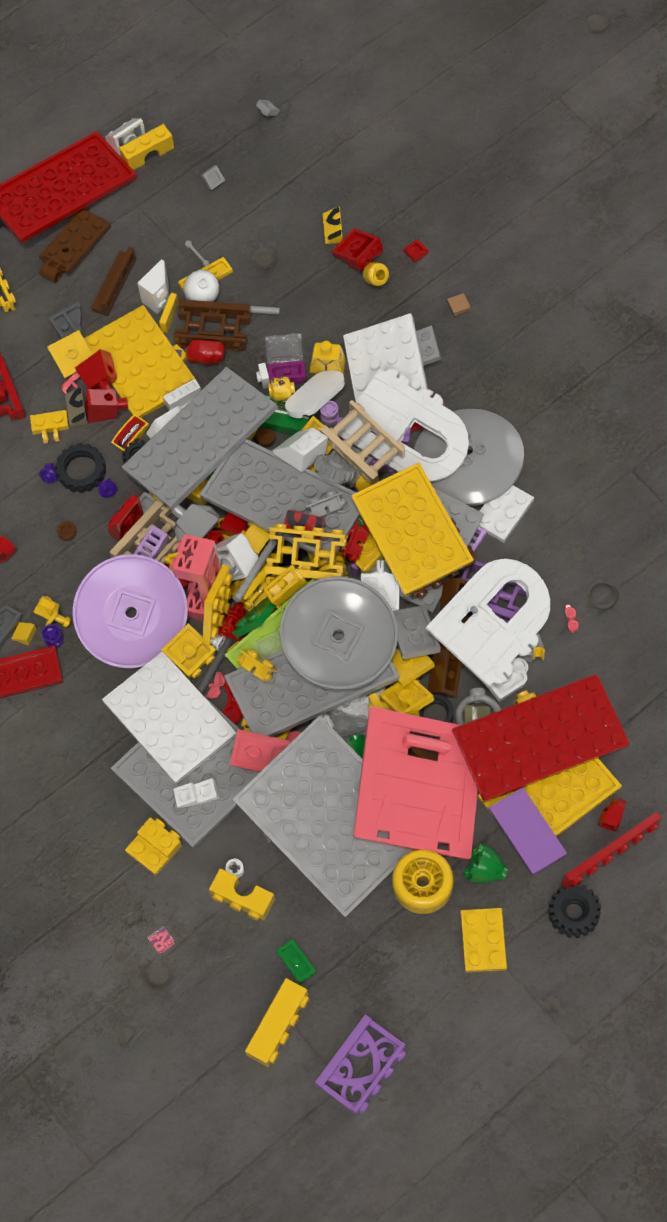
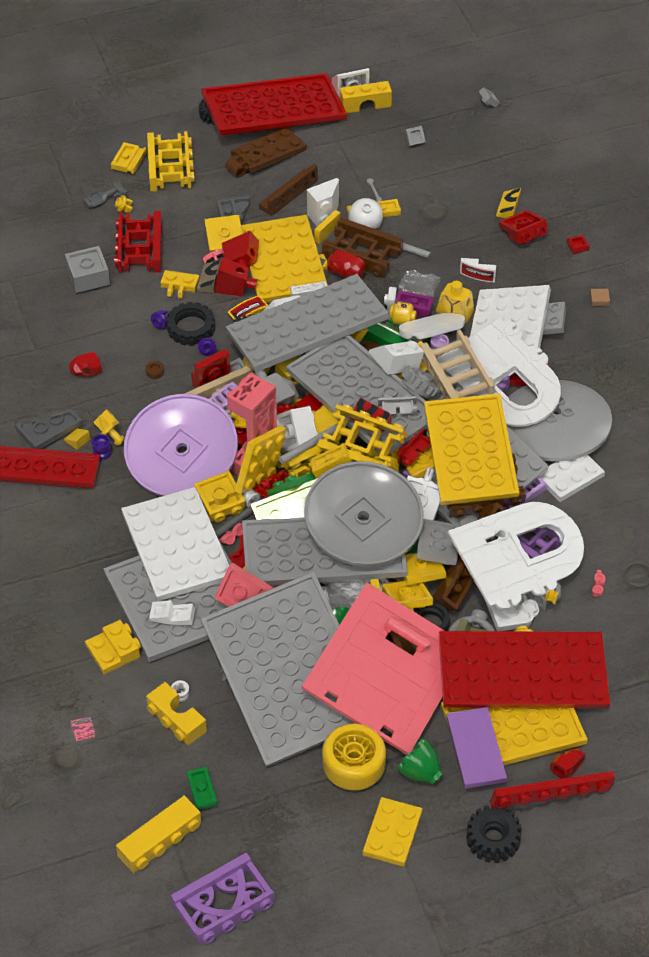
camera: 15 degrees right, 15 degrees down
(263, 667) = (272, 513): yellow hinge -> none
(329, 315) = (481, 272): none -> slope
(376, 274) = (531, 249): yellow head -> none

